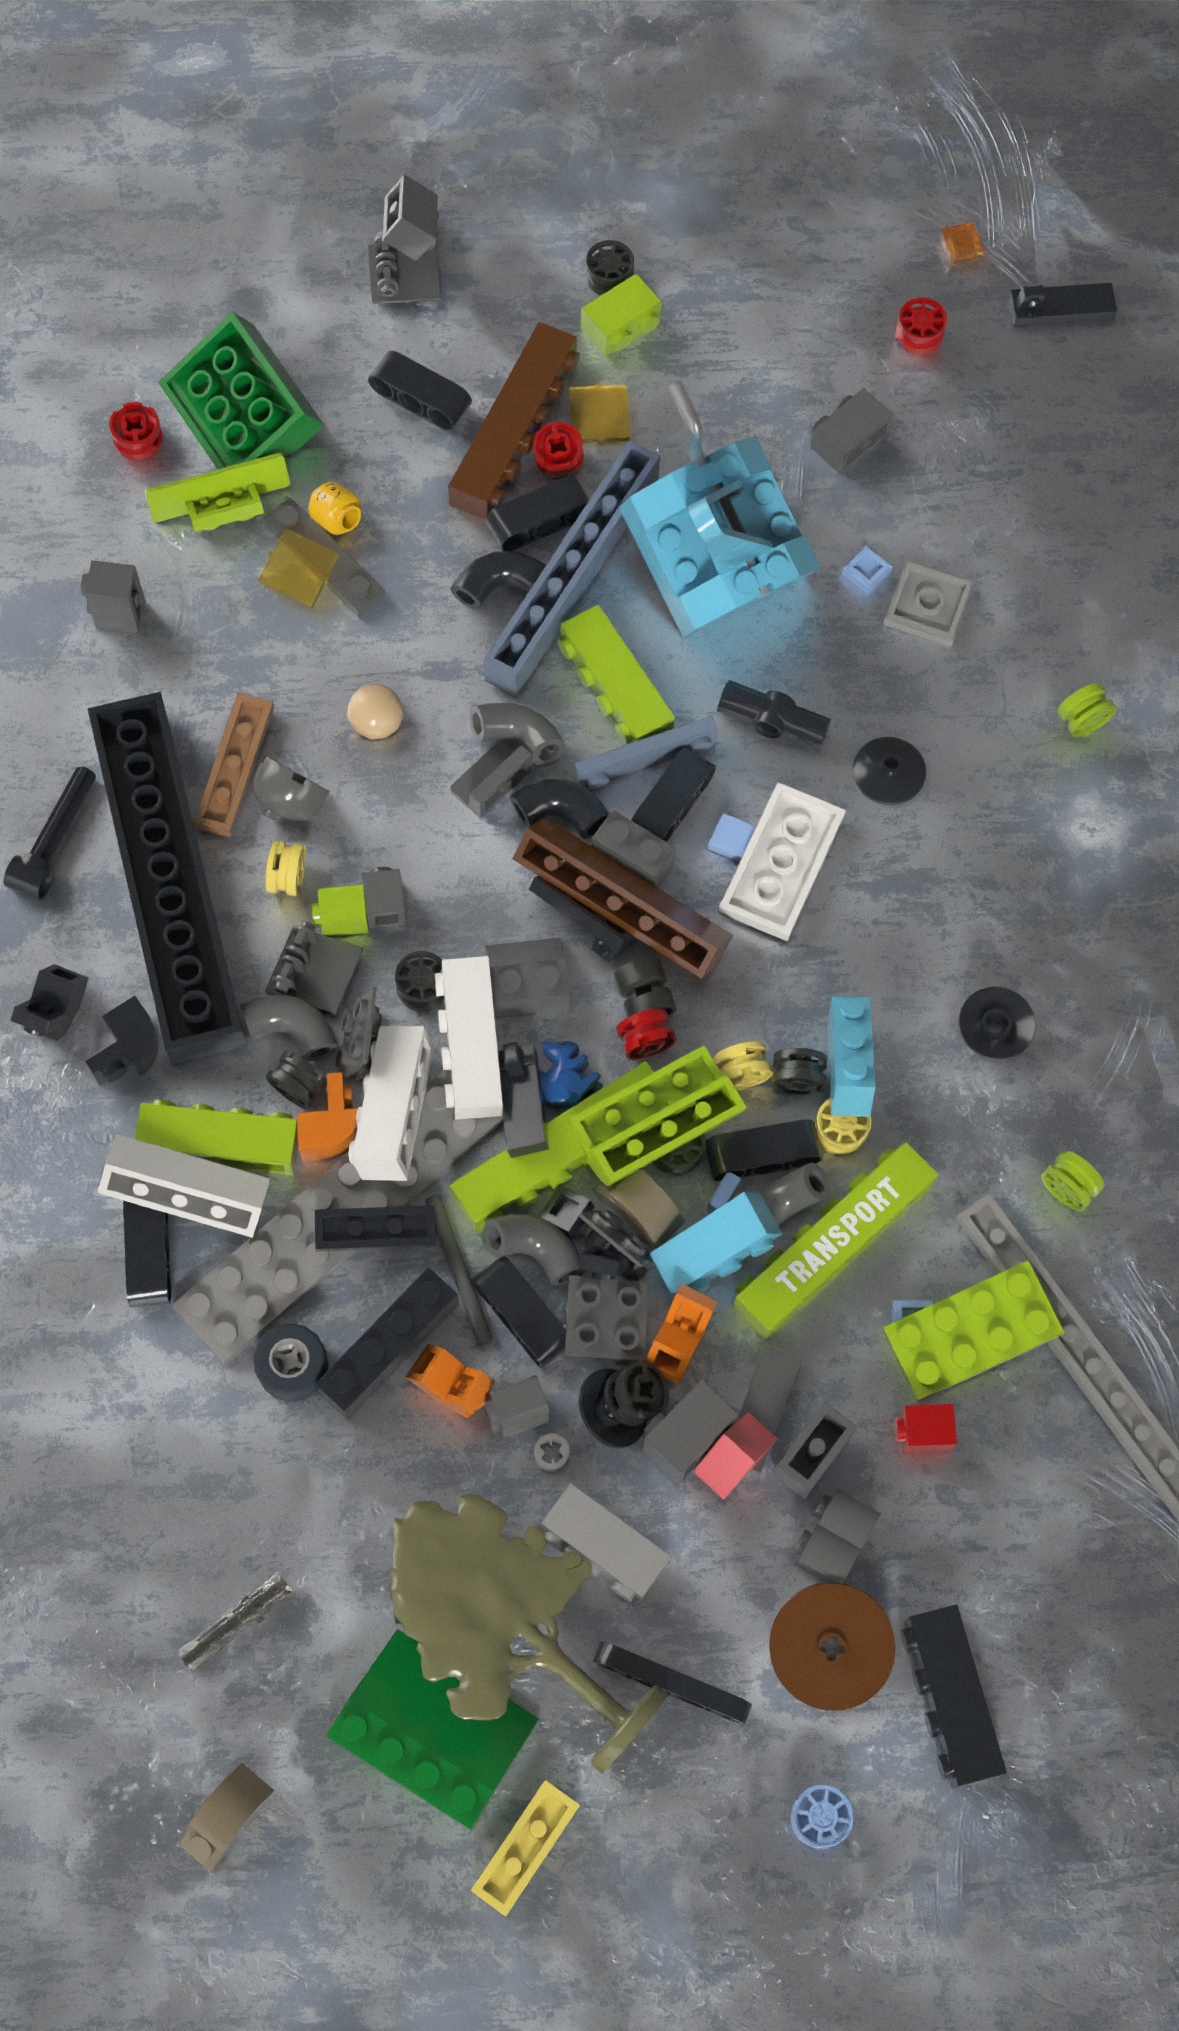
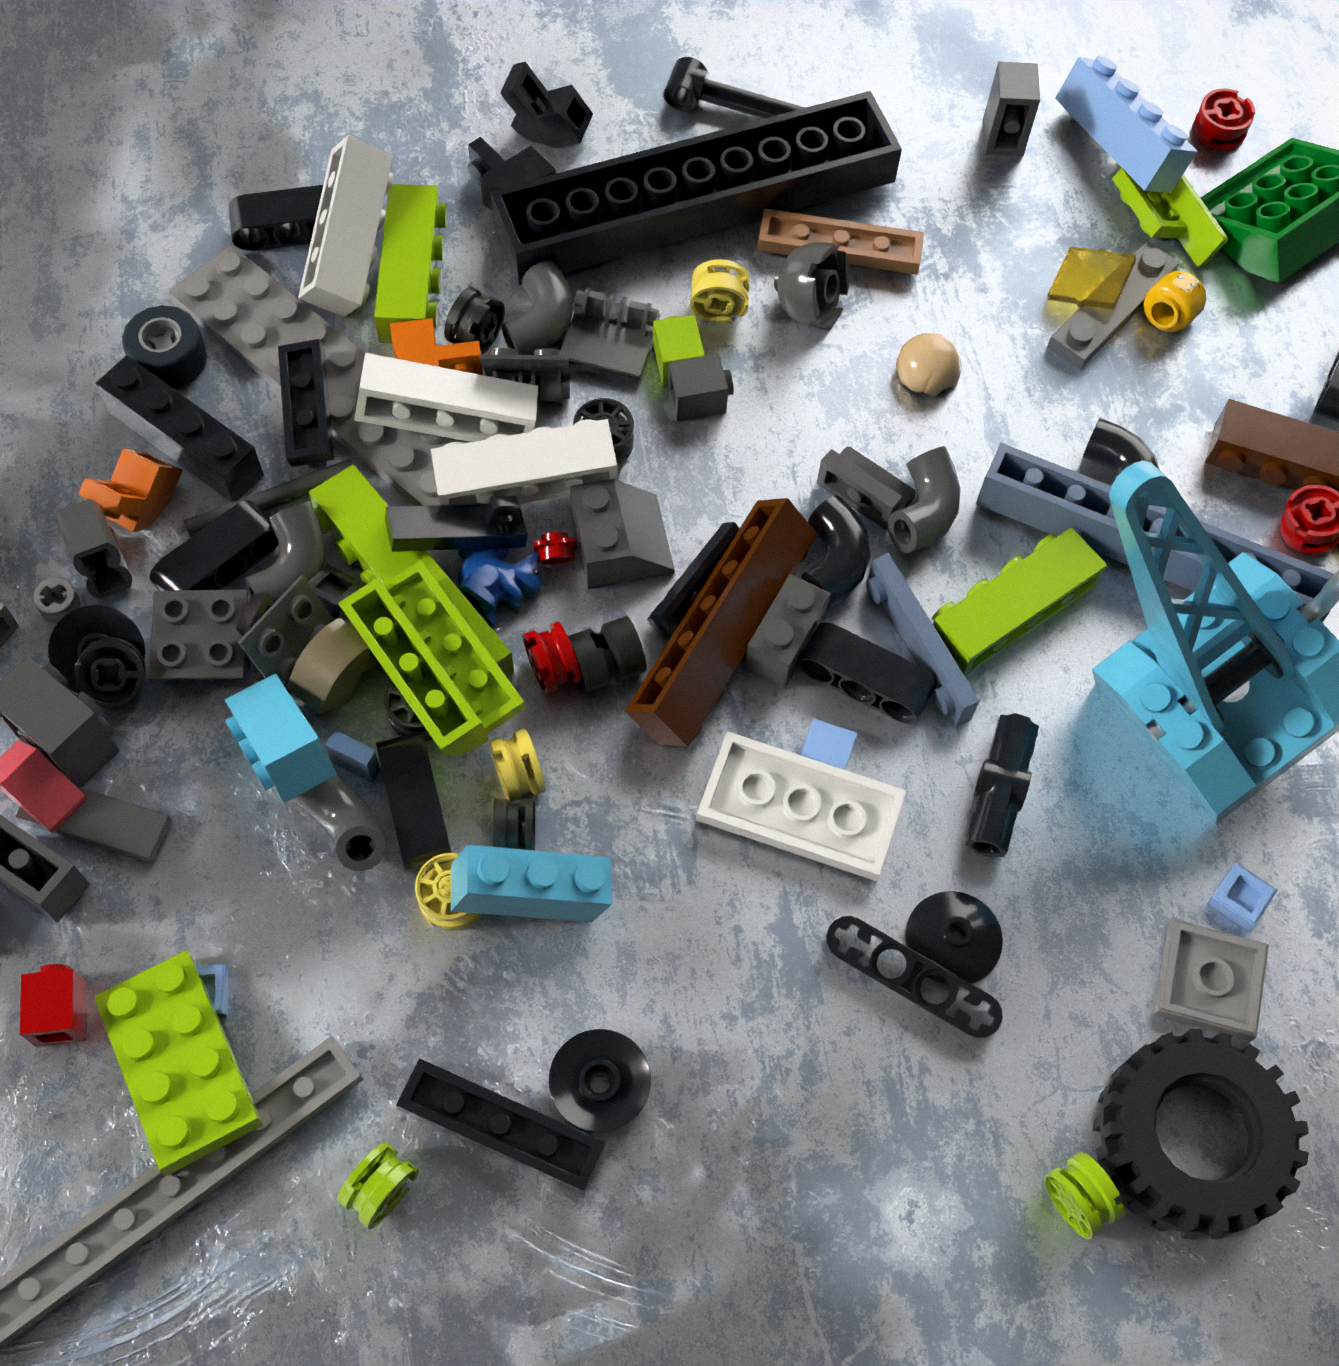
camera: 85 degrees right, 5 degrees down
(146, 507) = (1126, 124): none -> light blue brick
(537, 513) = (1222, 499): black beam -> none
(537, 1026) = (555, 548): none -> red plate
(681, 1333) = (177, 715): orange brick -> none
(834, 1240) = (301, 889): lime brick -> none
(922, 800) = (916, 971): none -> black beam
(1026, 1097) = (501, 1126): none -> black plate
(1034, 669) = (1149, 1176): none -> black tyre

